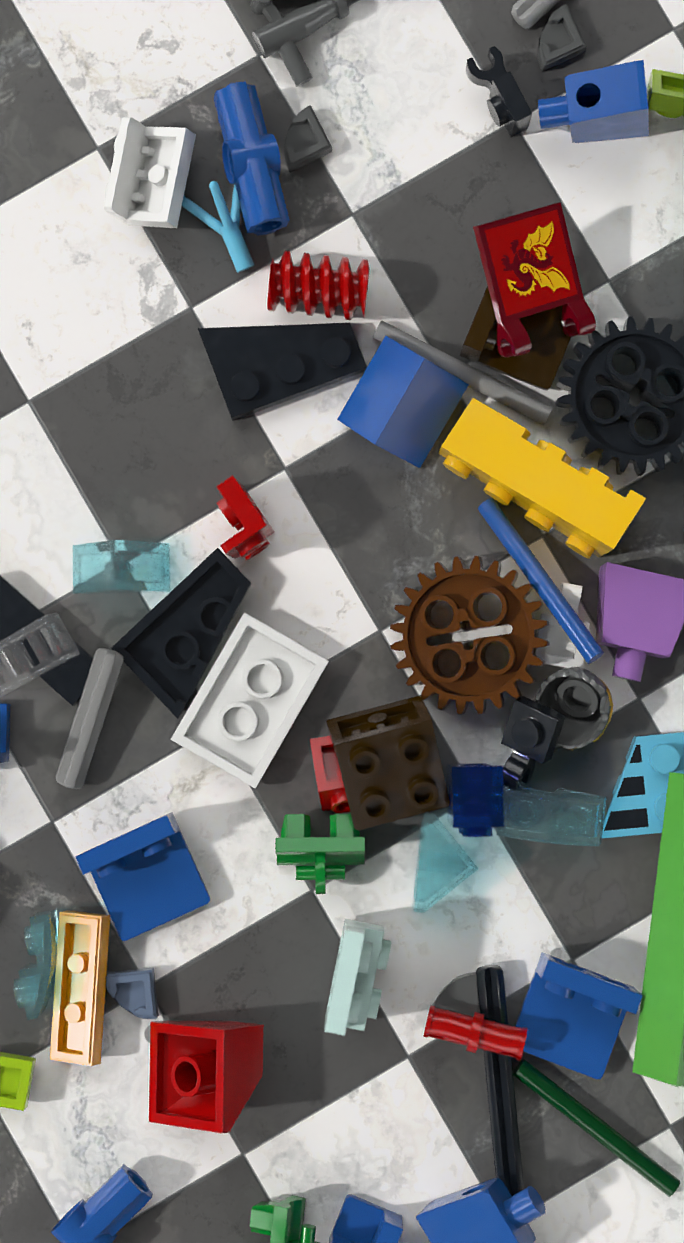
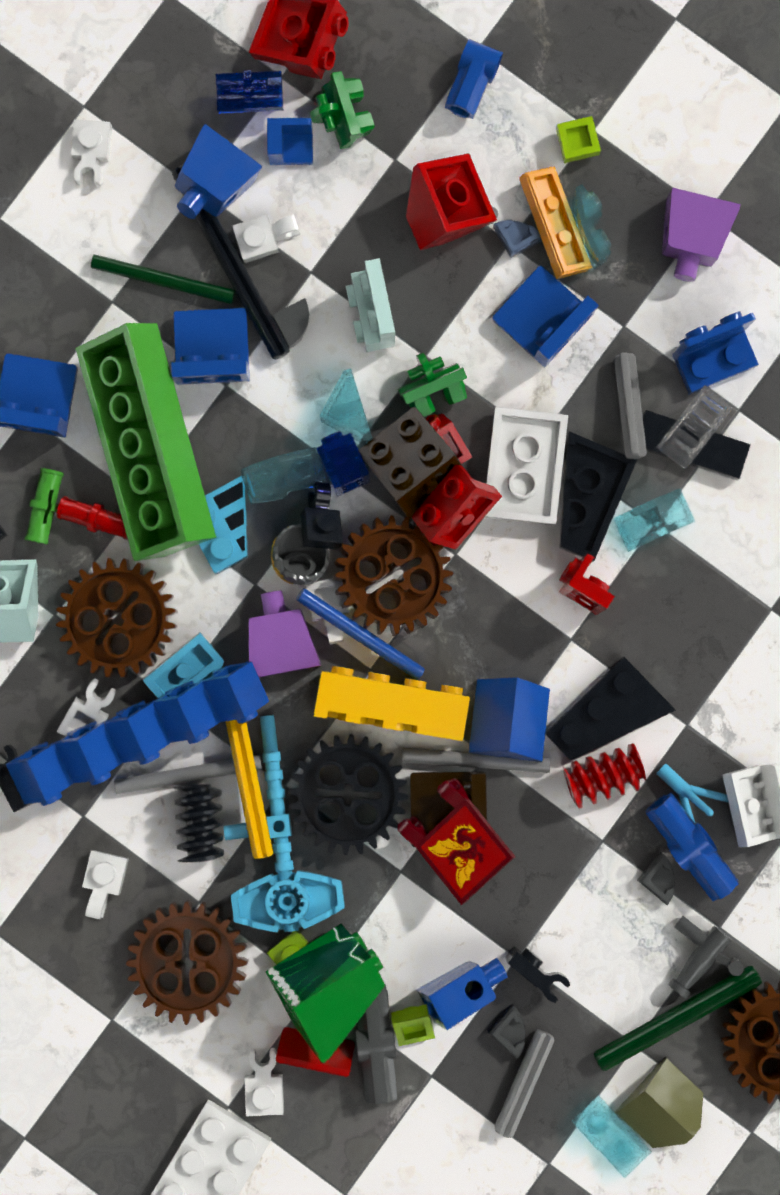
camera: 155 degrees right, 0 degrees up
(360, 683) = (455, 508): none -> red bracket
(455, 1127) = (258, 237): none -> white plate
(475, 1032) = (274, 305): red pin -> none

